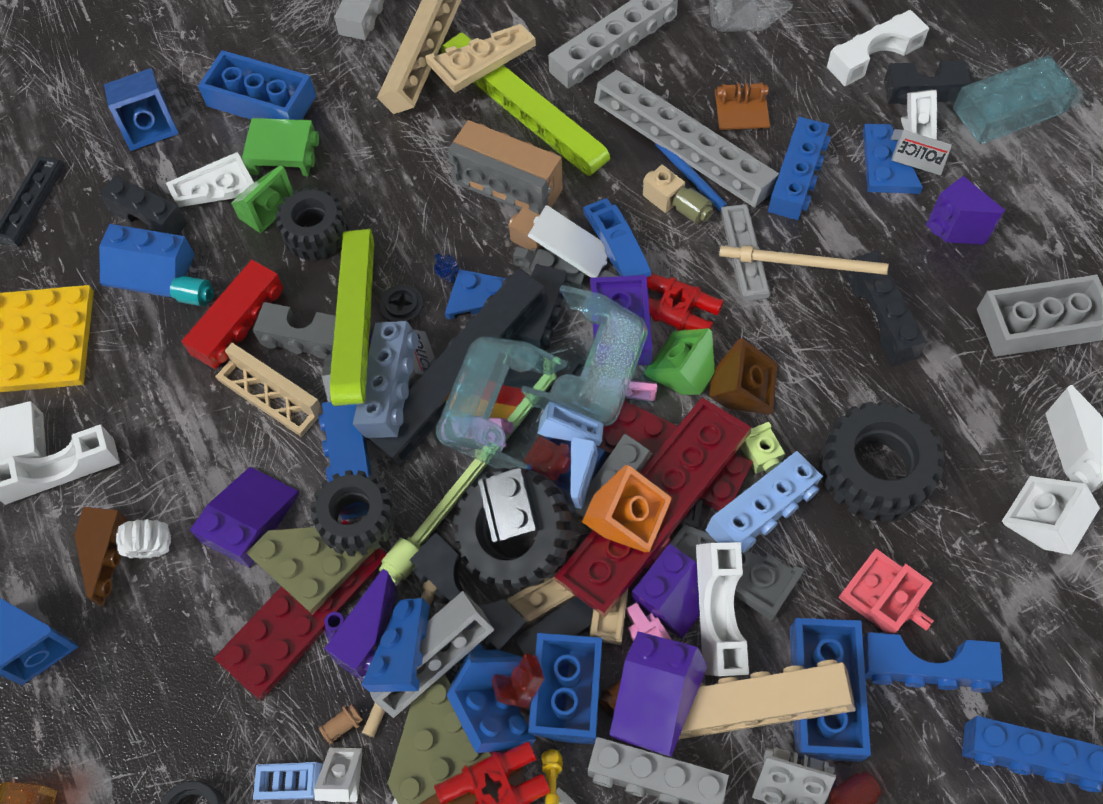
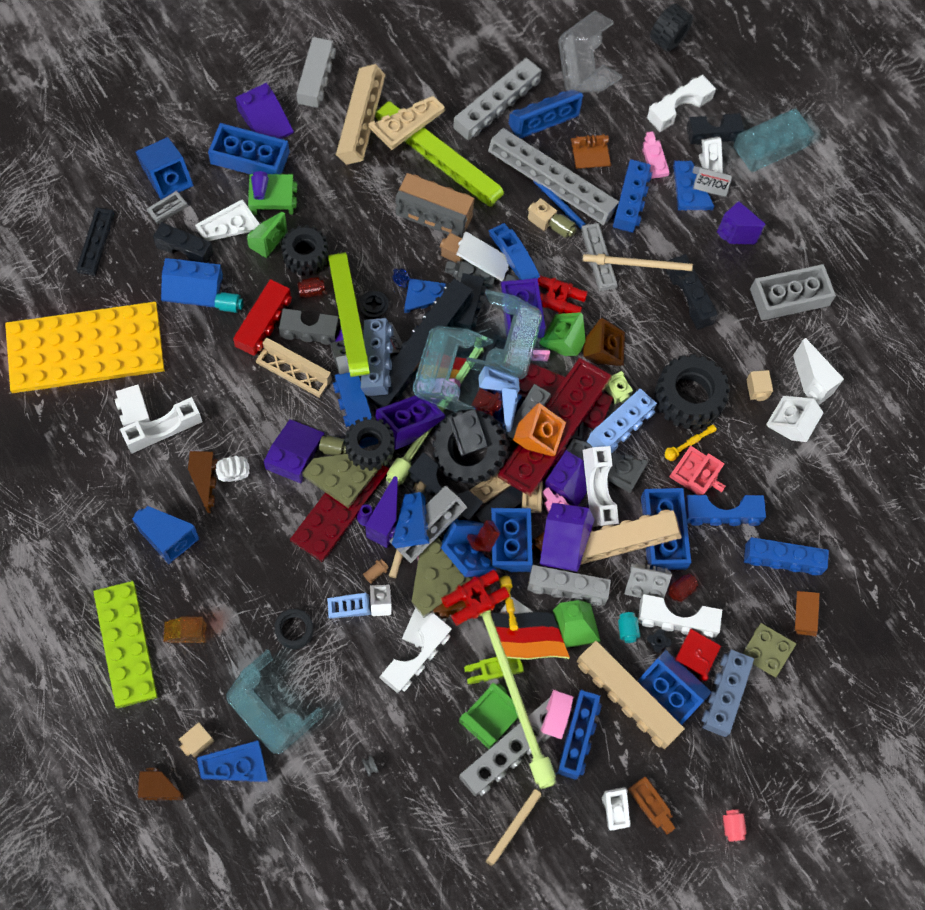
camera: 15 degrees left, 5 degrees up
(134, 162) = (169, 209): none -> light grey tile
(260, 129) = (259, 184): none -> dark purple cone
(288, 41) = (263, 112): none -> dark purple slope
(299, 511) = (332, 445): none -> olive brick
(313, 275) = (311, 287): none -> clear red brick
(424, 479) = (409, 419): none -> dark purple slope
(681, 55) = (545, 113): none -> blue slope
(836, 114) = (655, 156): none -> bright pink hinge
(844, 558) = (672, 453): none -> yellow piece
(992, 457) = (759, 385): none -> tan brick

